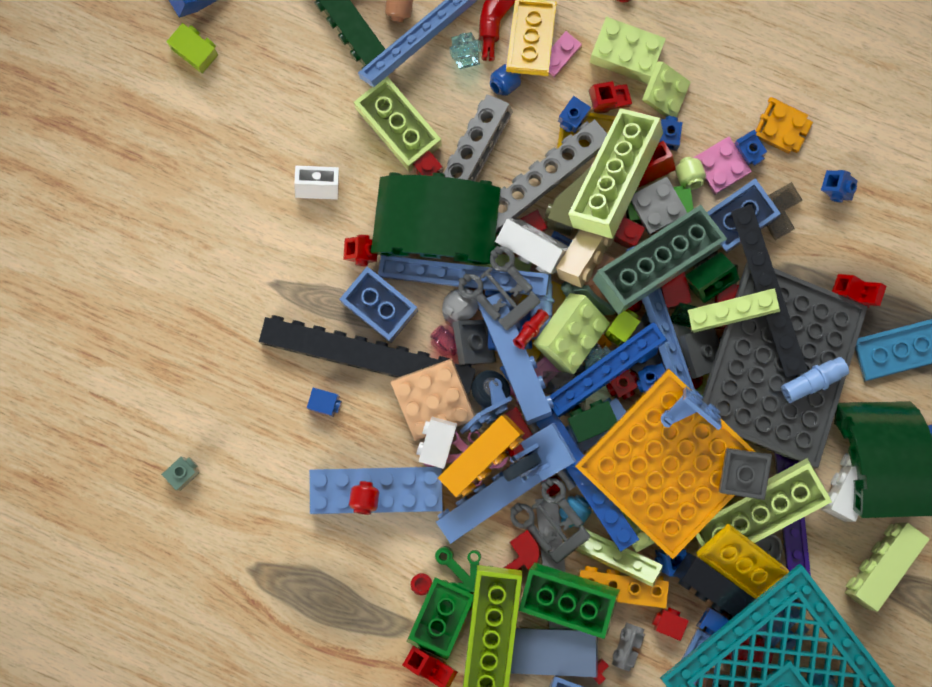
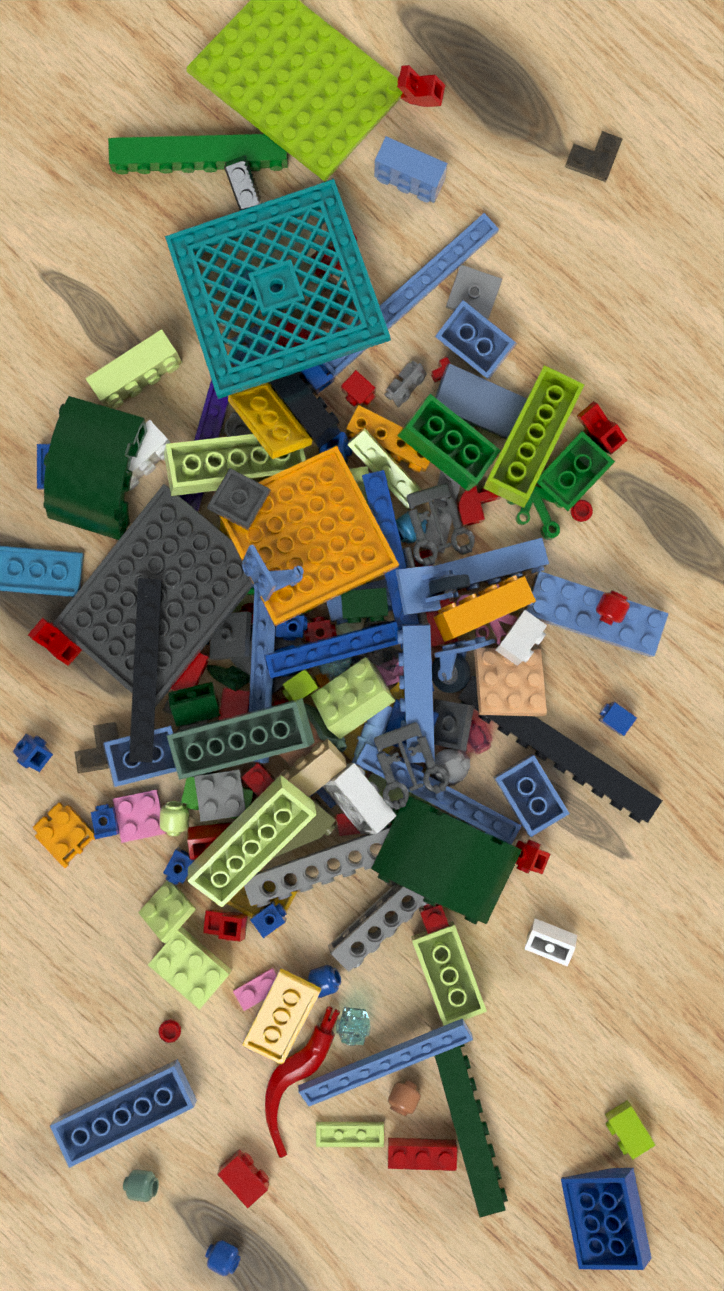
camera: 160 degrees left, 5 degrees up
(530, 329) = (392, 714): red pin -> none
(734, 310) = (187, 662): yellowish green plate -> none
(815, 379) = (133, 567): light blue piece -> none

